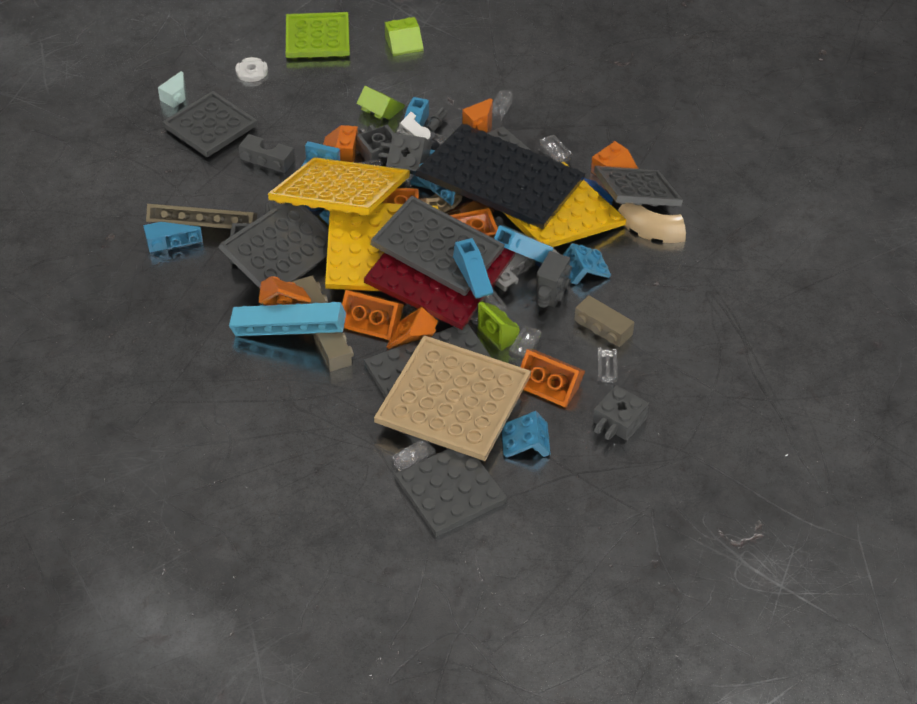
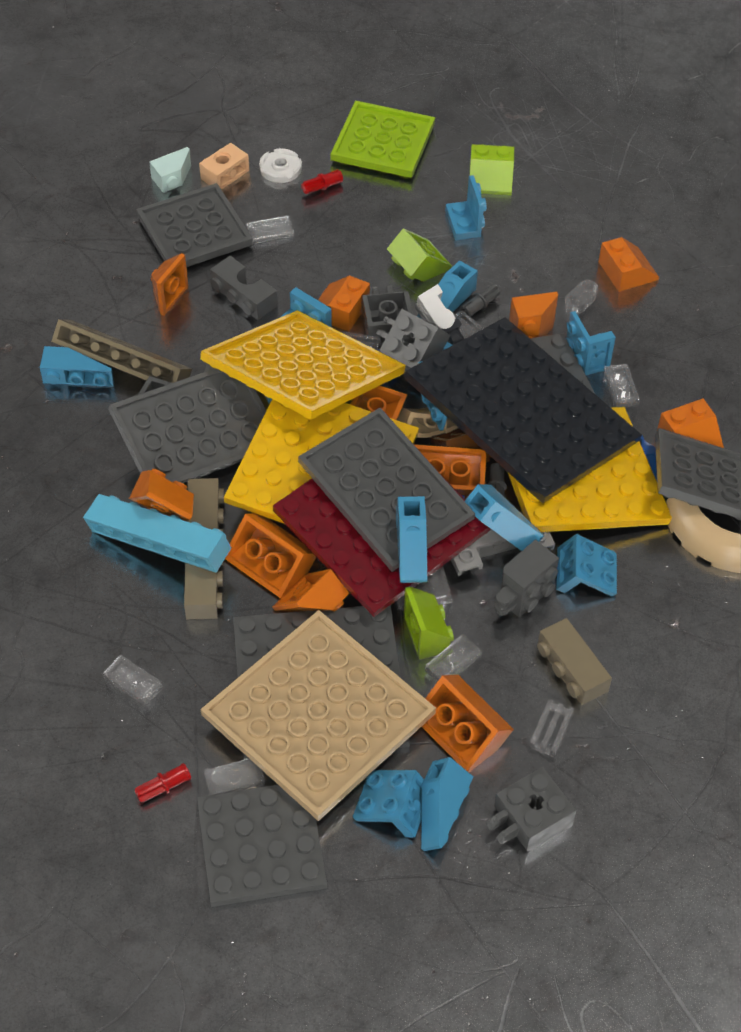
camera: 20 degrees right, 5 degrees up
(211, 162) = (169, 282): none -> orange slope
(212, 78) = (224, 166): none -> light nougat brick
(266, 111) = (270, 229): none -> clear tile
(288, 72) = (322, 181): none -> red axle
(314, 417) = (132, 680): none -> clear plate
(367, 472) = (162, 783): none -> red axle
(403, 70) = (467, 217): none -> dark azure bracket
(522, 75) = (625, 264): none -> orange slope
(527, 131) = (591, 351): none -> dark azure bracket
(558, 422) = (441, 799): none -> dark azure slope

